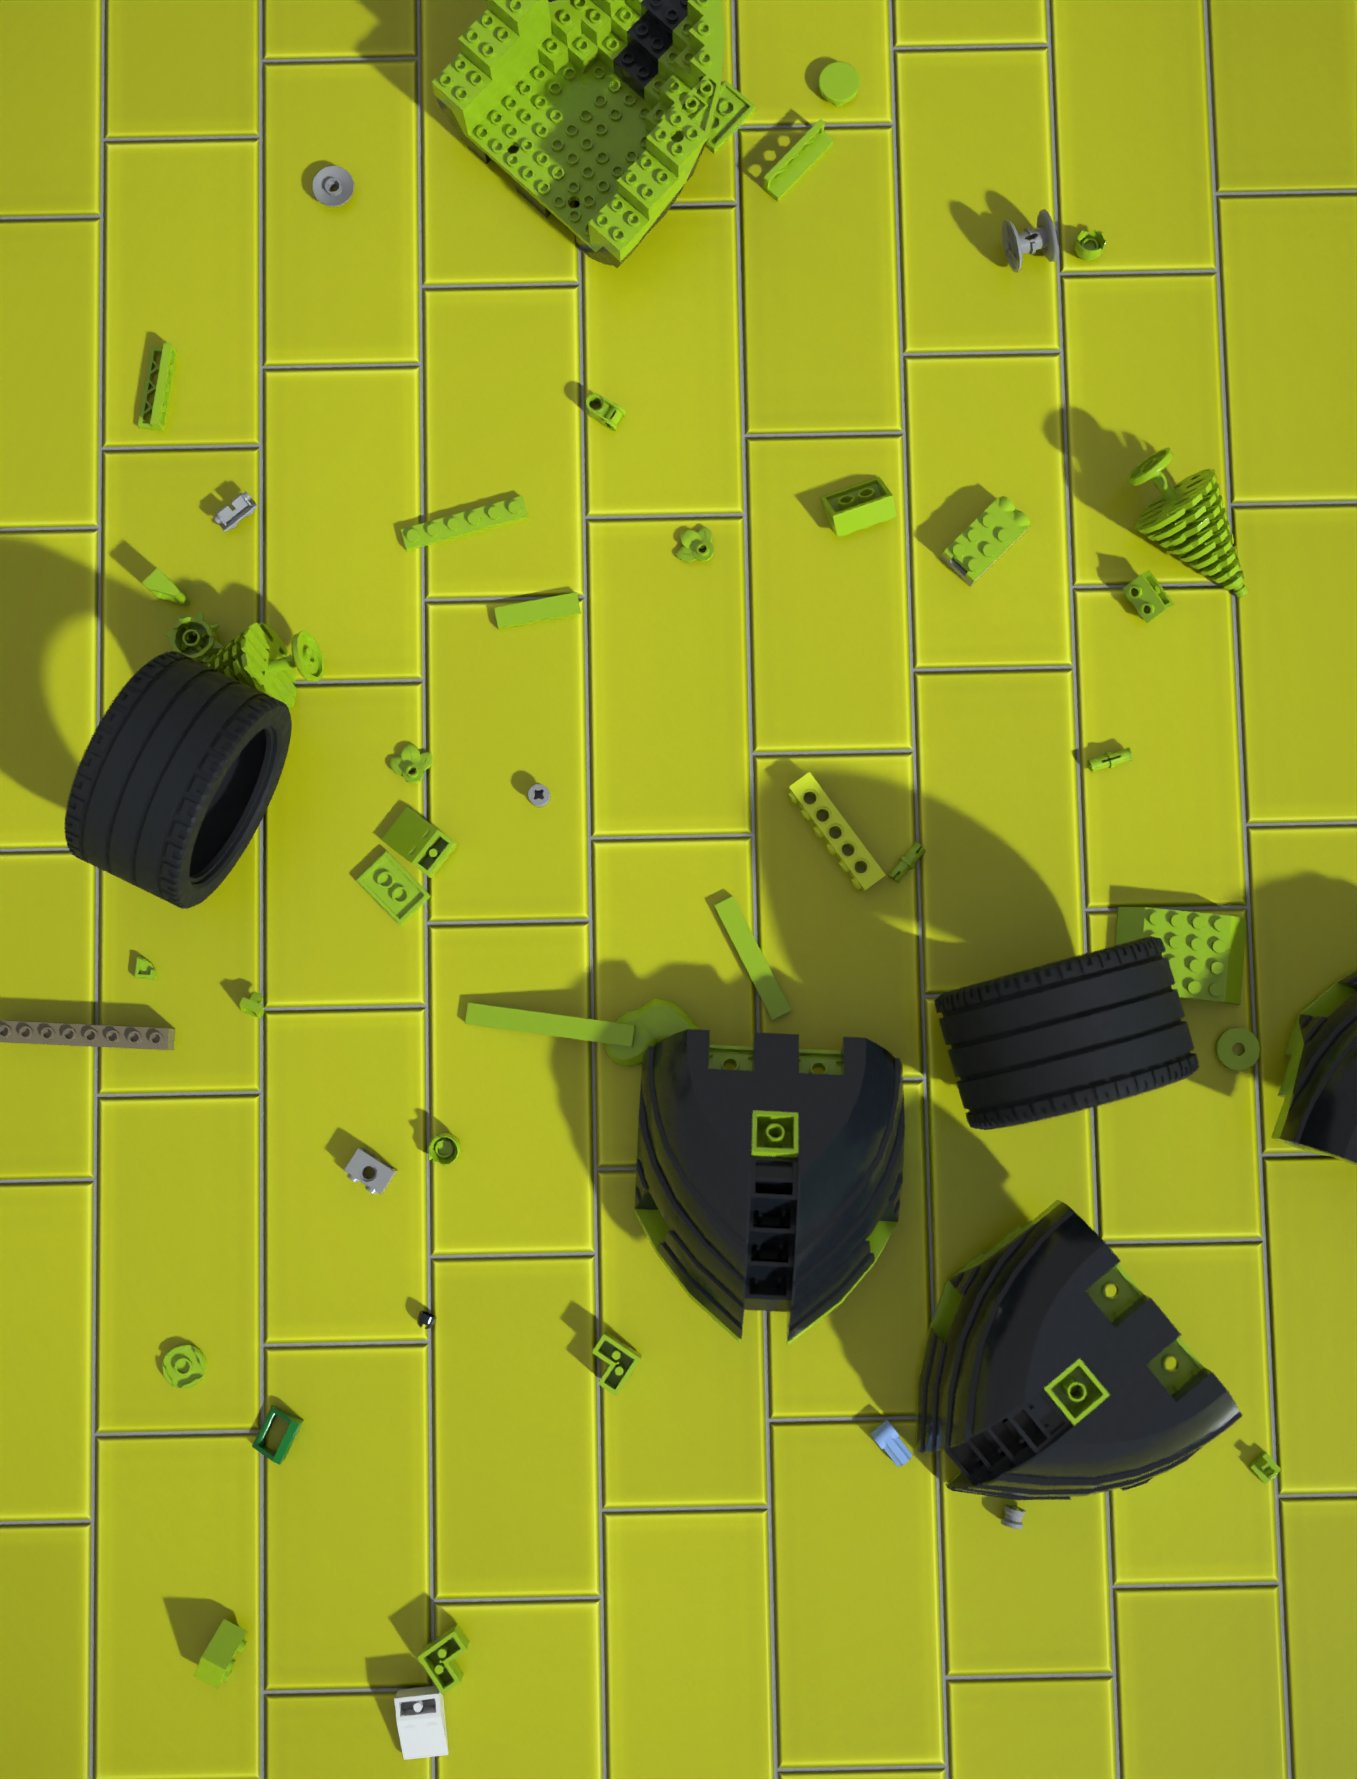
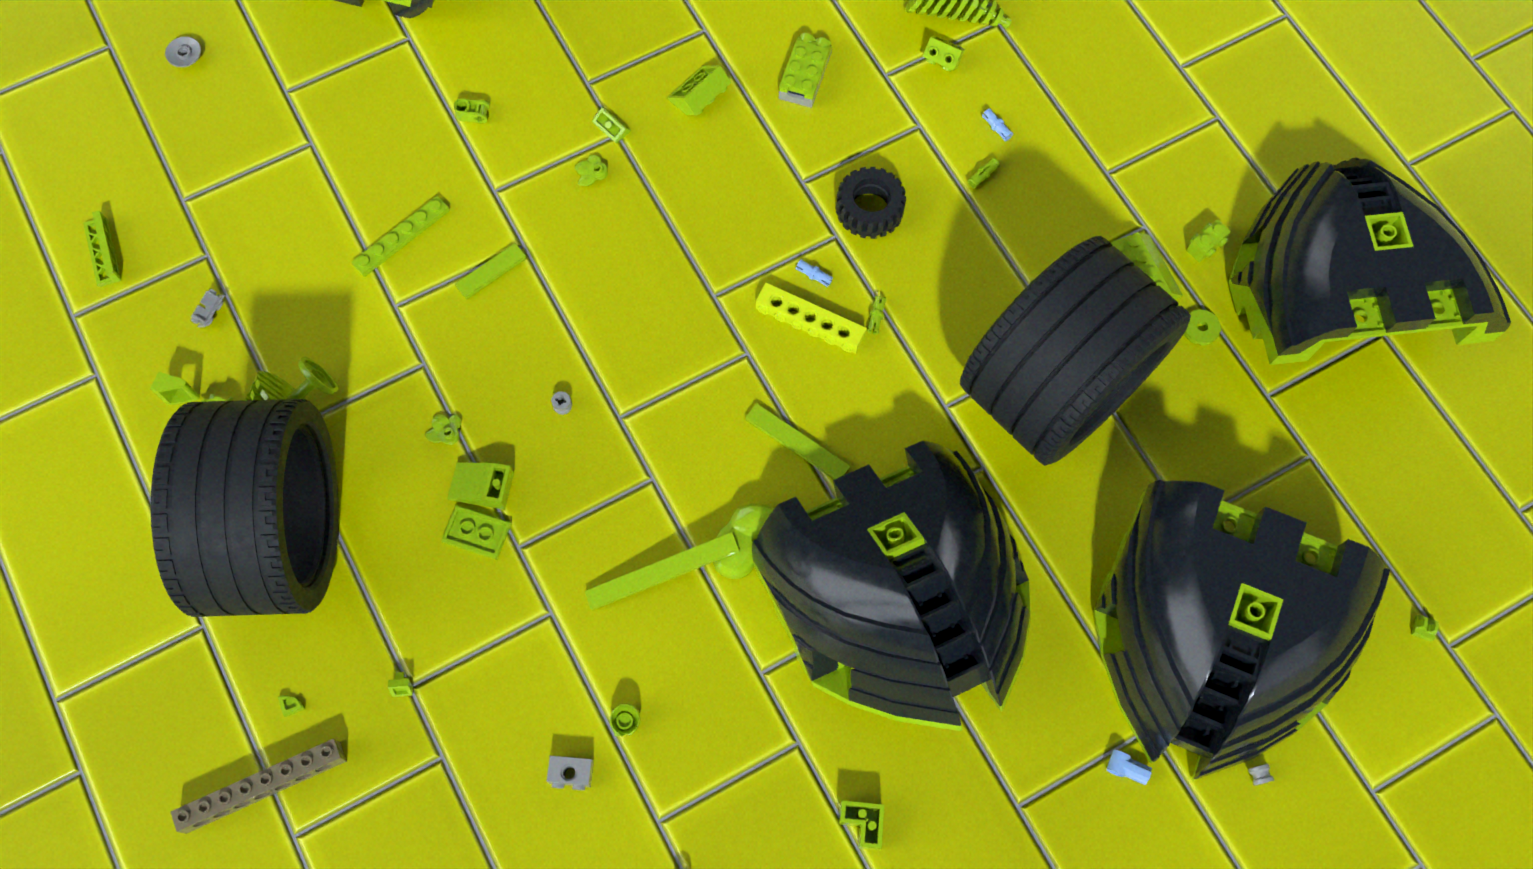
camera: 30 degrees left, 15 degrees down
(744, 500) = (610, 125): none -> lime slope
(867, 782) = (814, 273): none -> light blue pin
(988, 716) = (870, 182): none -> black tyre
(1158, 710) = (997, 124): none -> light blue pin
(1311, 959) = (1205, 244): none -> lime brick

